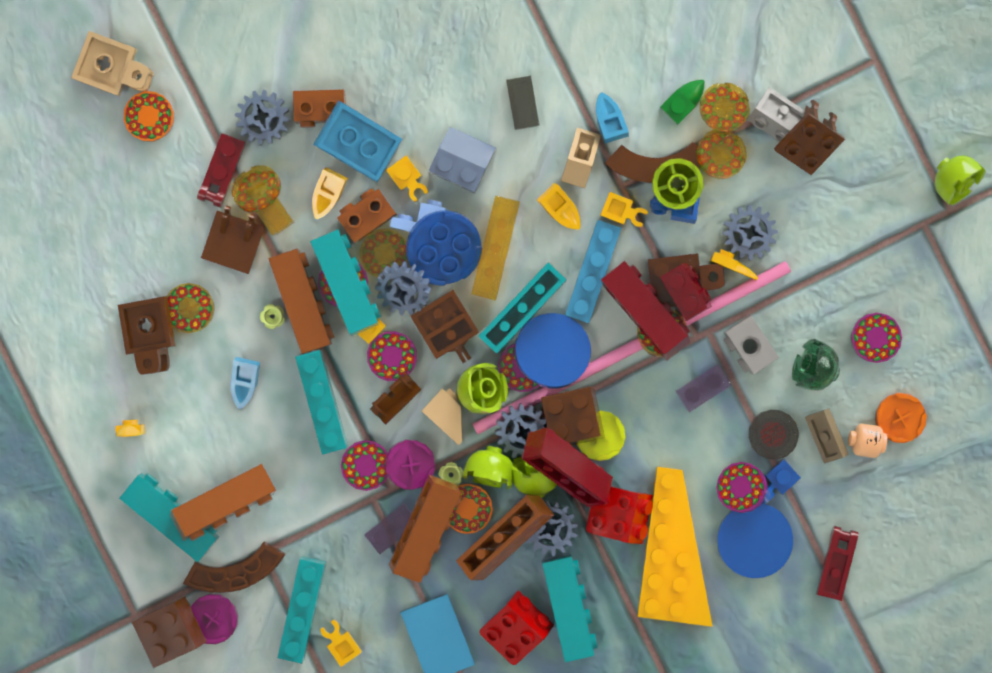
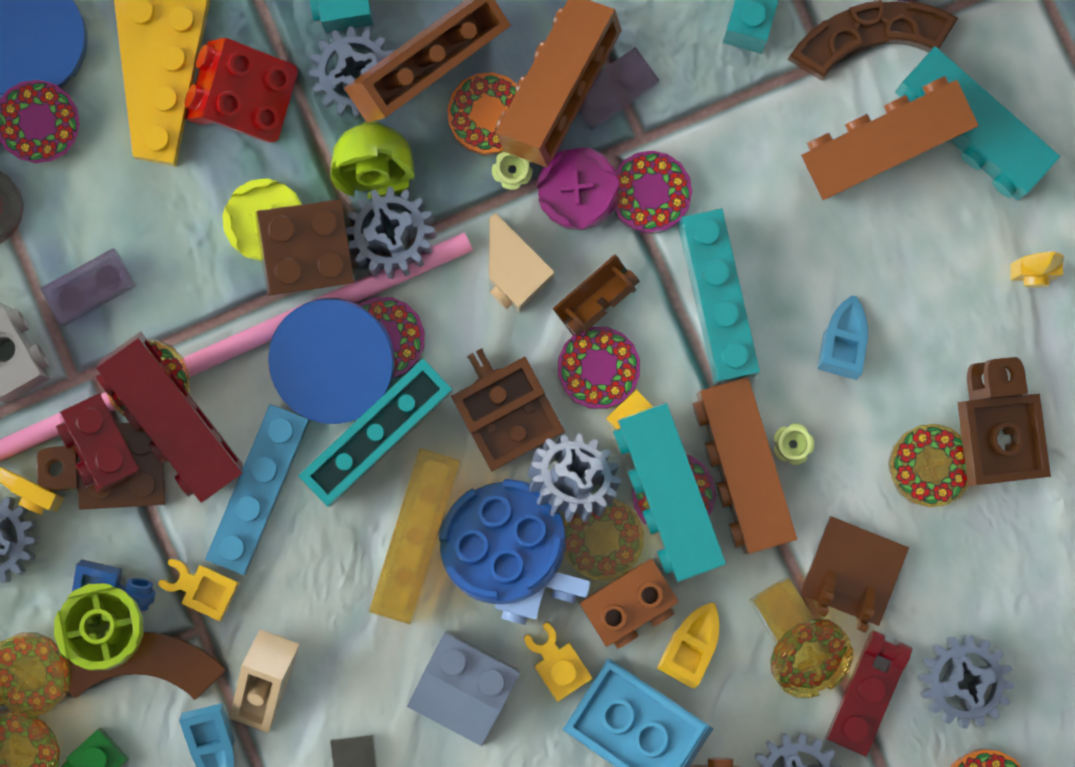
camera: 170 degrees left, 5 degrees down
(153, 184) = (973, 698): none -> sand blue gear
(482, 388) = (451, 302): lime cylinder -> none
(489, 468) = (446, 174): lime cylinder -> none
(560, 207) = (304, 600): yellow plate -> none
(567, 467) = (316, 163): dark red brick -> none

